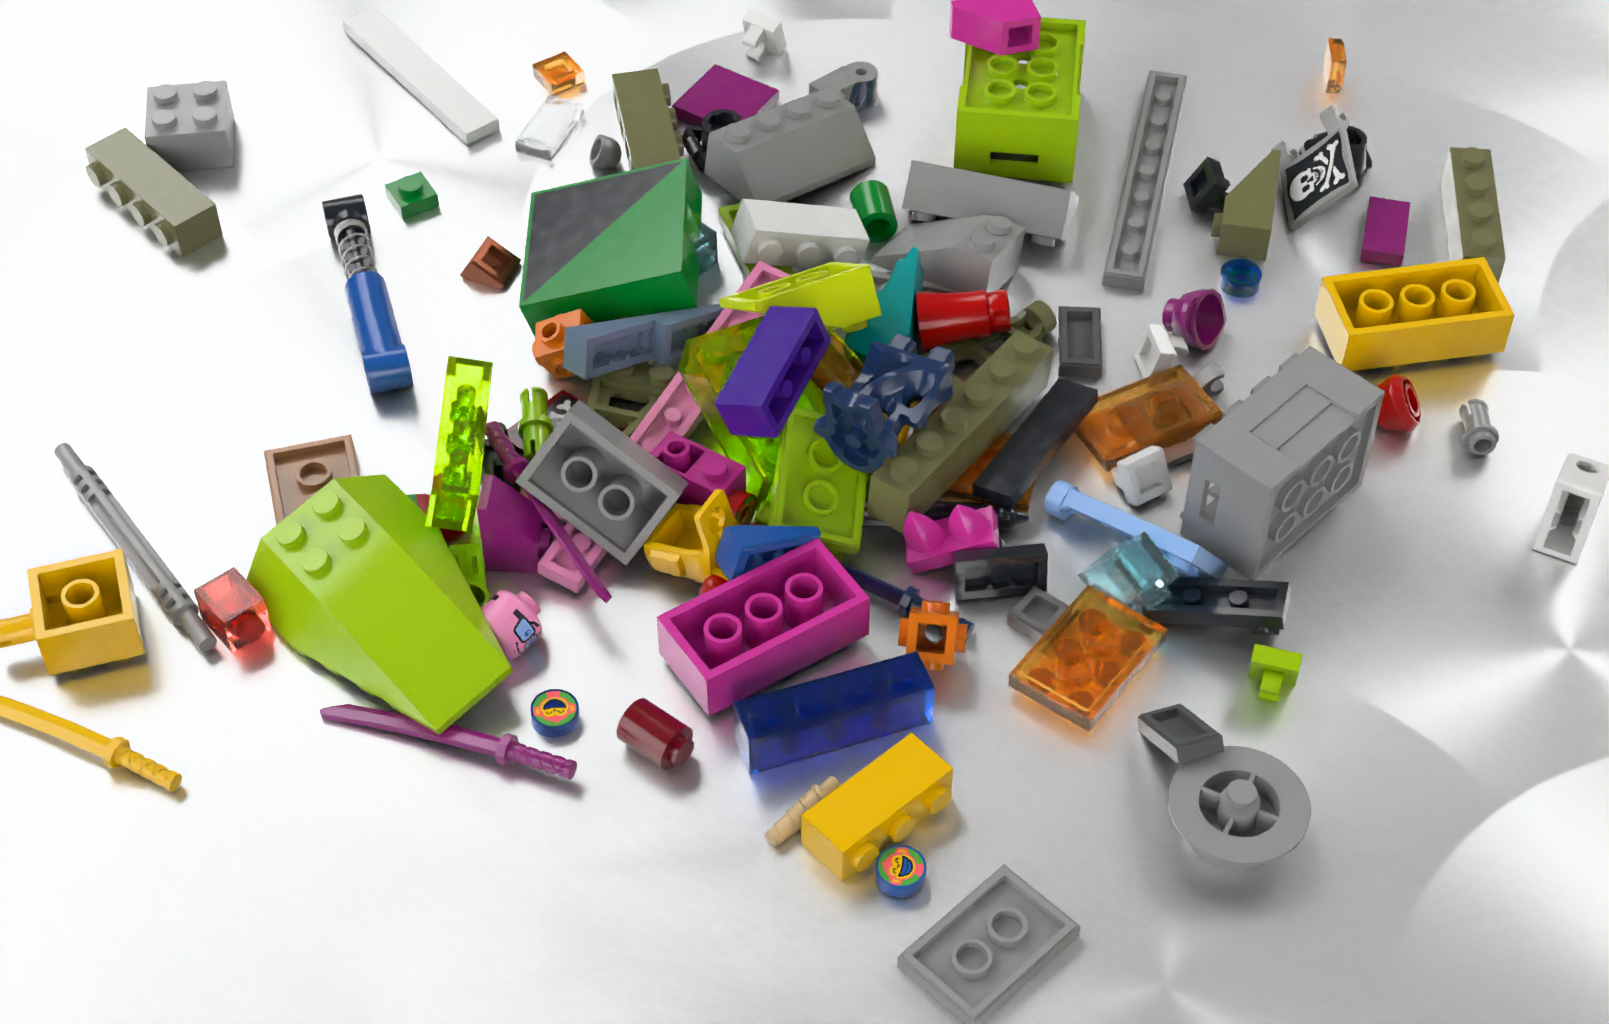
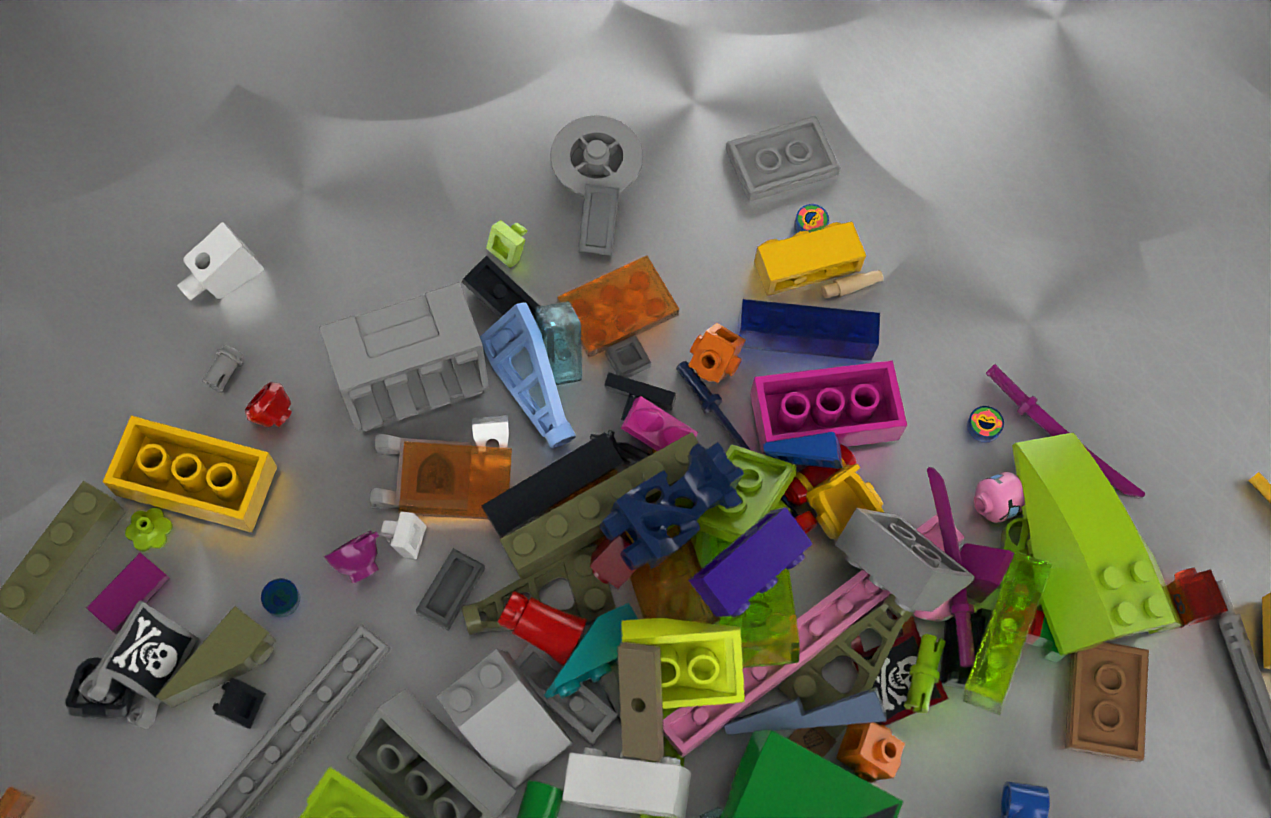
camera: 160 degrees left, 20 degrees up
(655, 734) = (928, 367): dark red brick -> none
(700, 467) = (824, 566): dark pink slope -> none
(822, 249) = (641, 701): none -> dark tan tile

